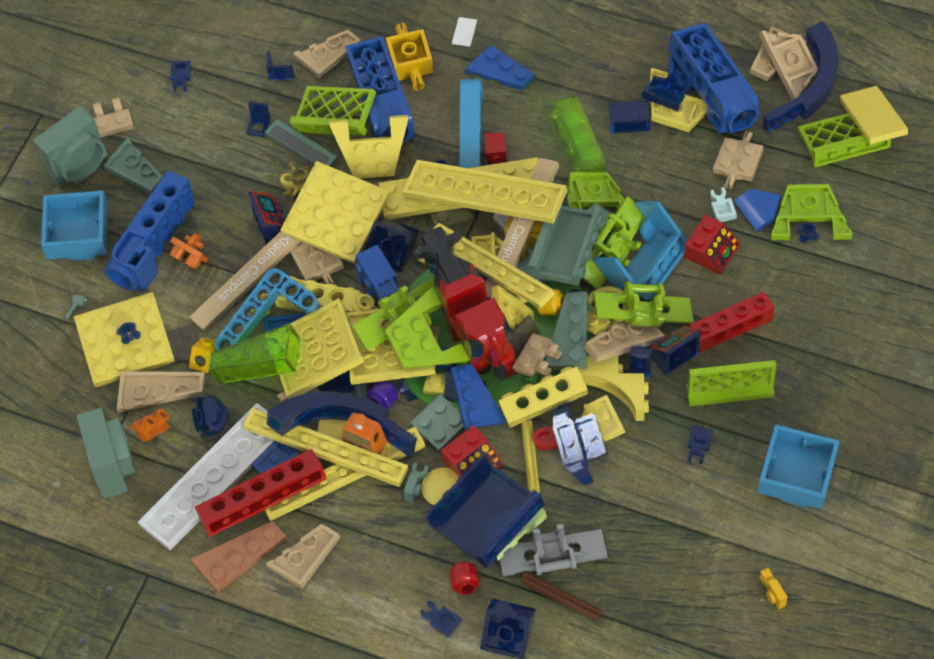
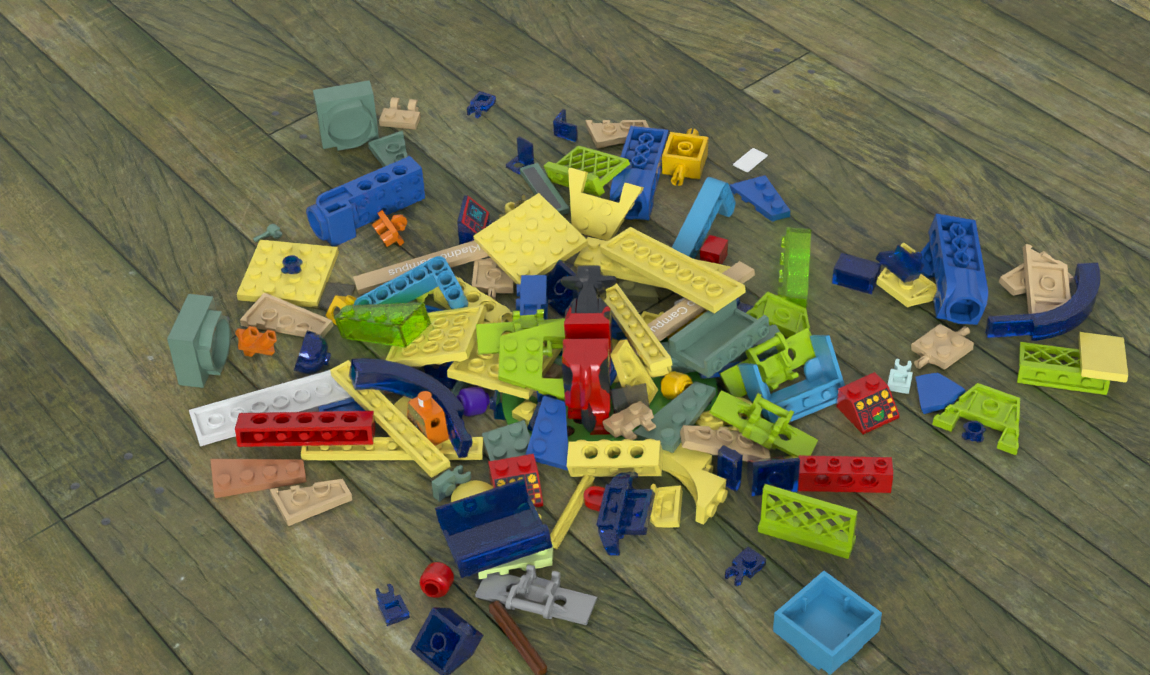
camera: 25 degrees right, 15 degrees down
(75, 225) = (307, 171): dark azure container -> none

